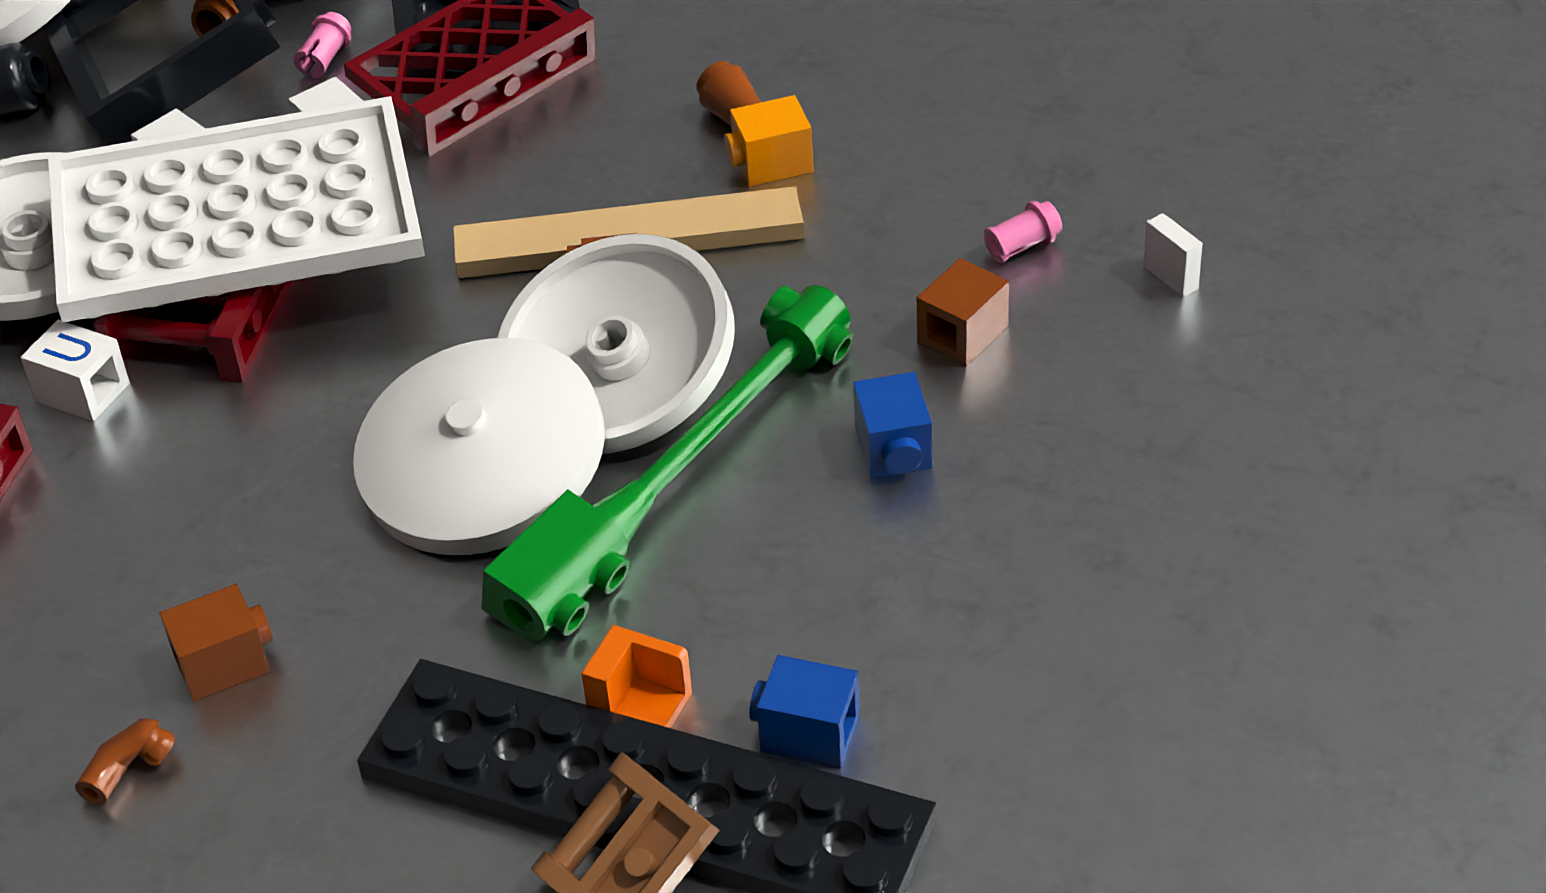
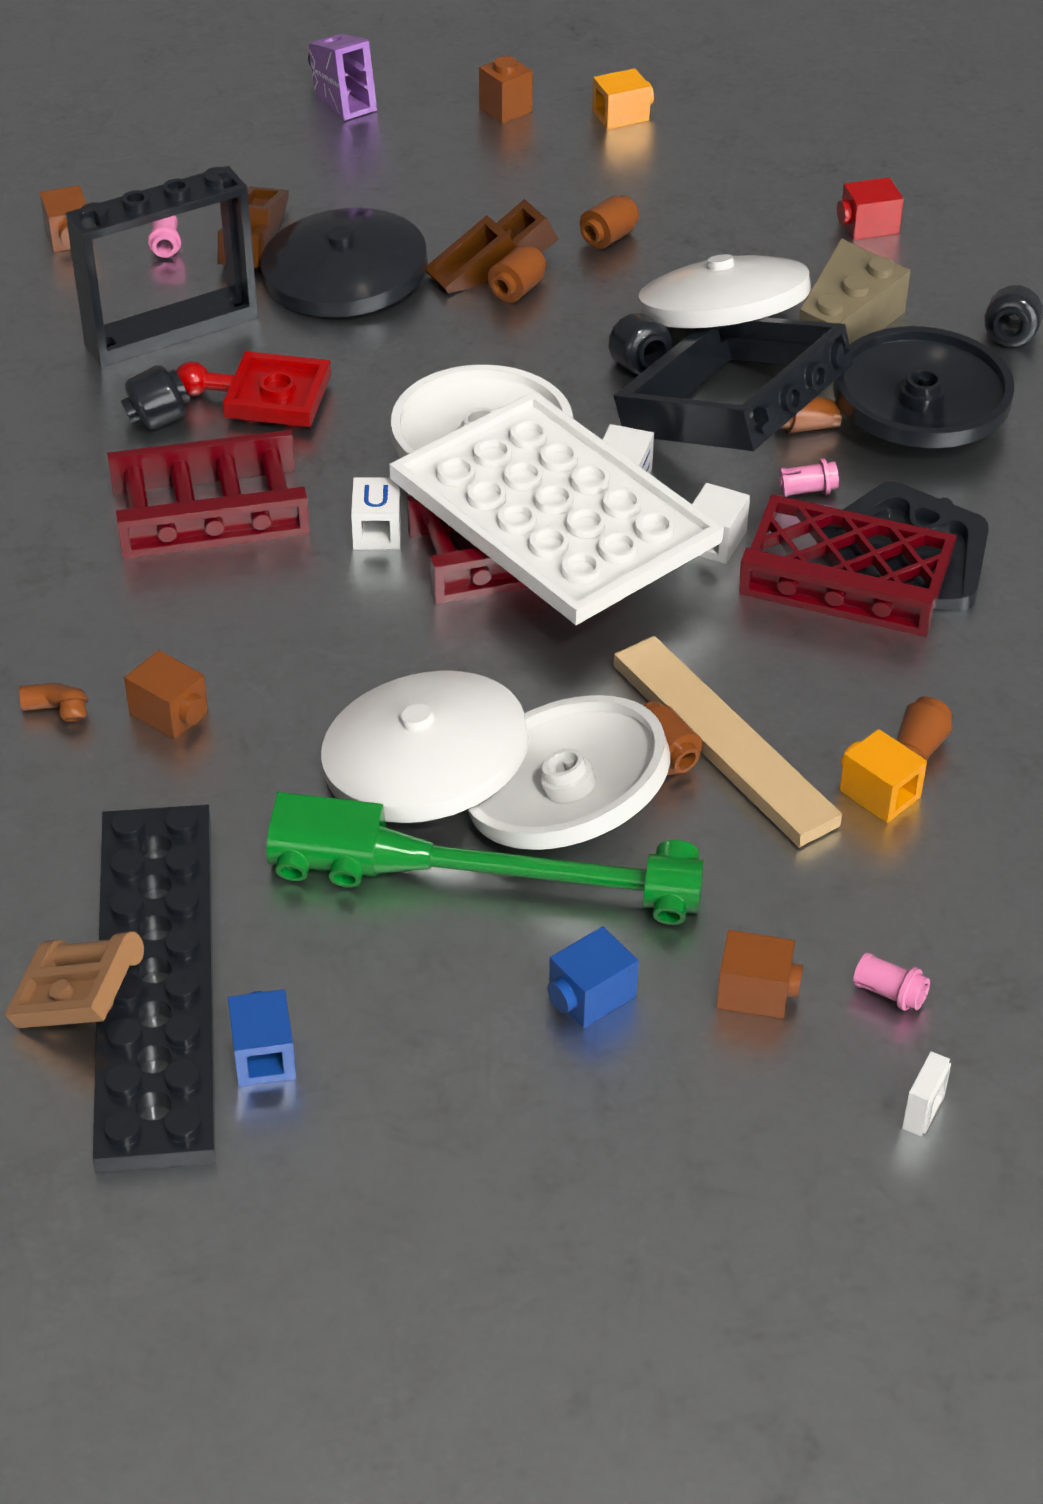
camera: 60 degrees right, 0 degrees up
(638, 677) = (241, 928): orange panel -> none

